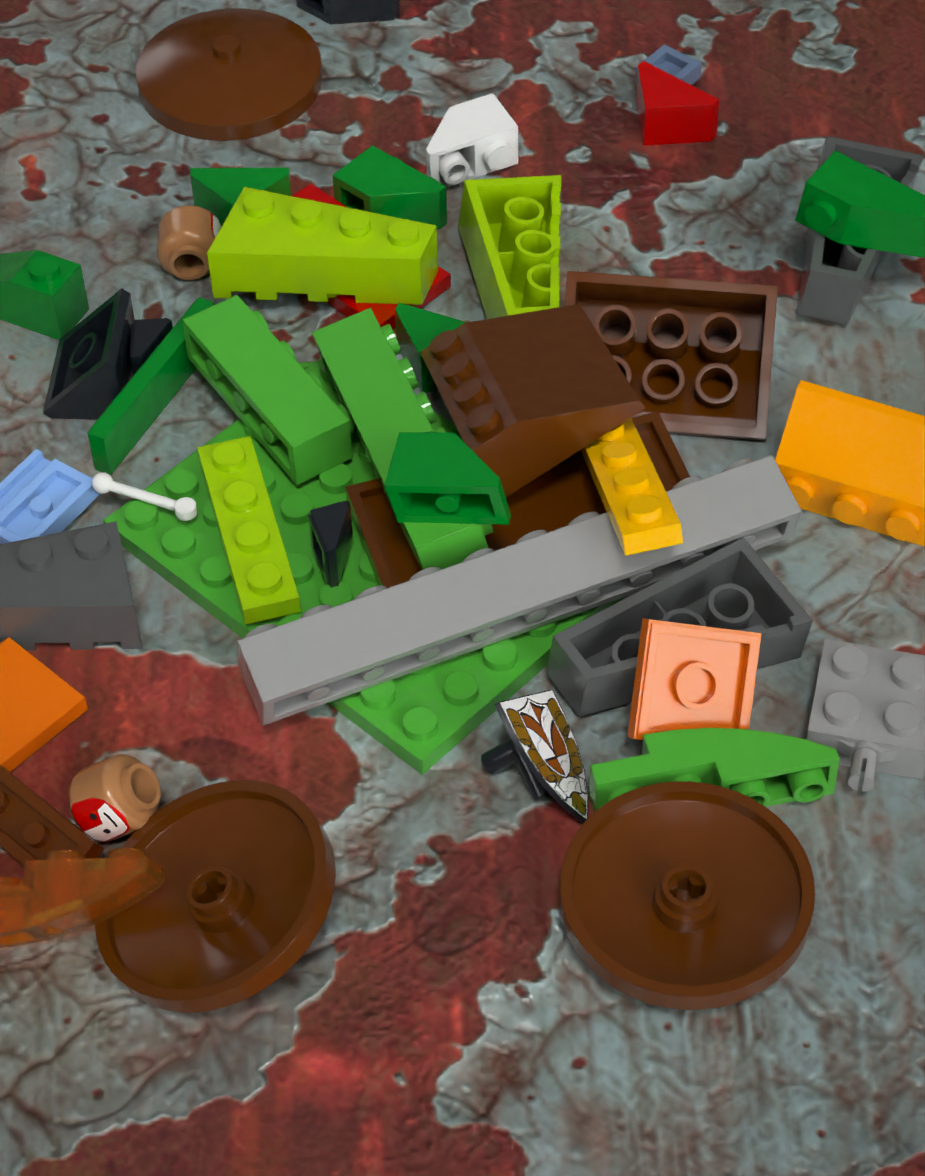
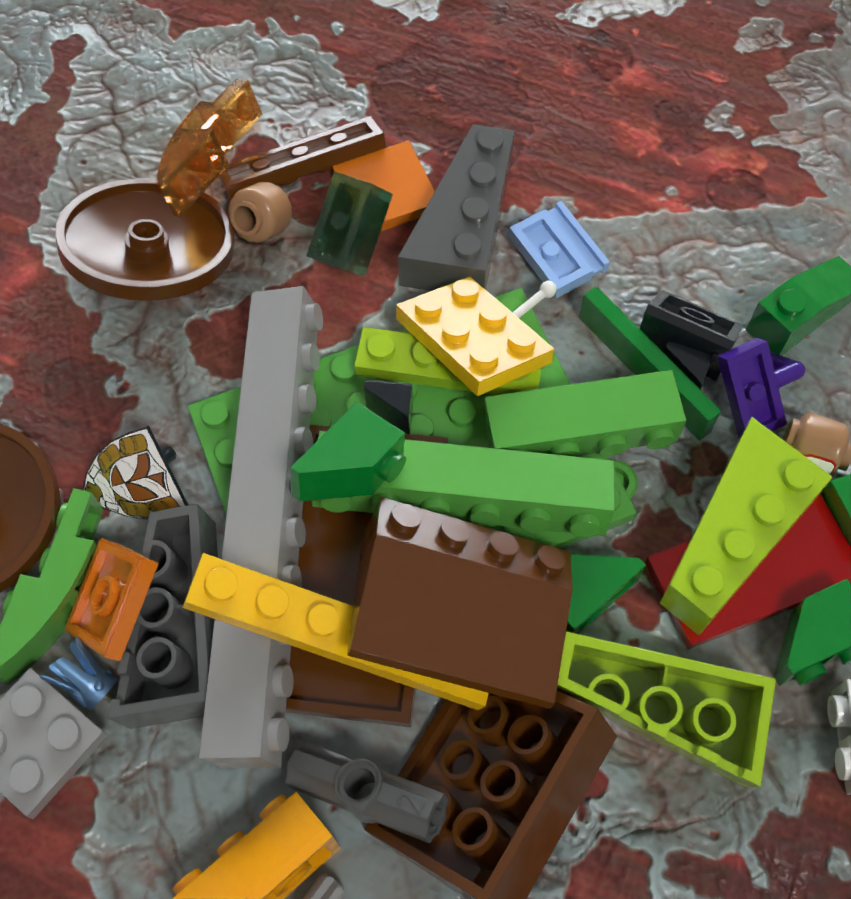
camera: 115 degrees right, 15 degrees up
(104, 674) = (349, 224): none -> clear green brick
(144, 285) = (753, 383): none -> dark purple plate
(211, 497) = (474, 335): none -> yellow plate
(735, 396) = (391, 803): none -> dark grey piece
(785, 686) = (84, 687): none -> flat silver piece

